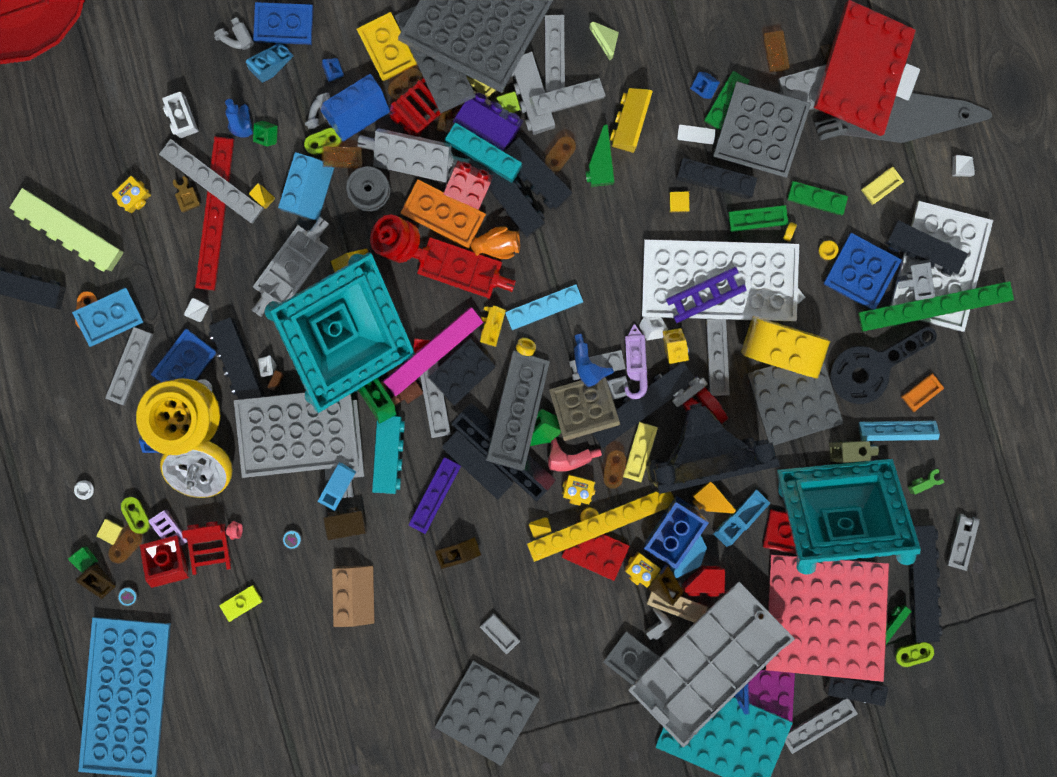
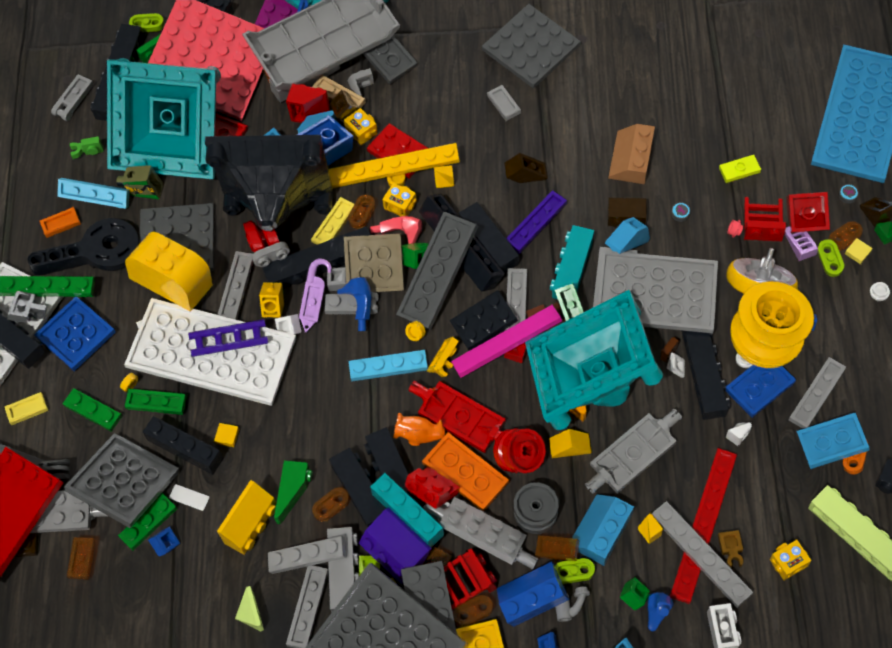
camera: 160 degrees left, 25 degrees down
(828, 250) = (99, 361): yellow tile -> none

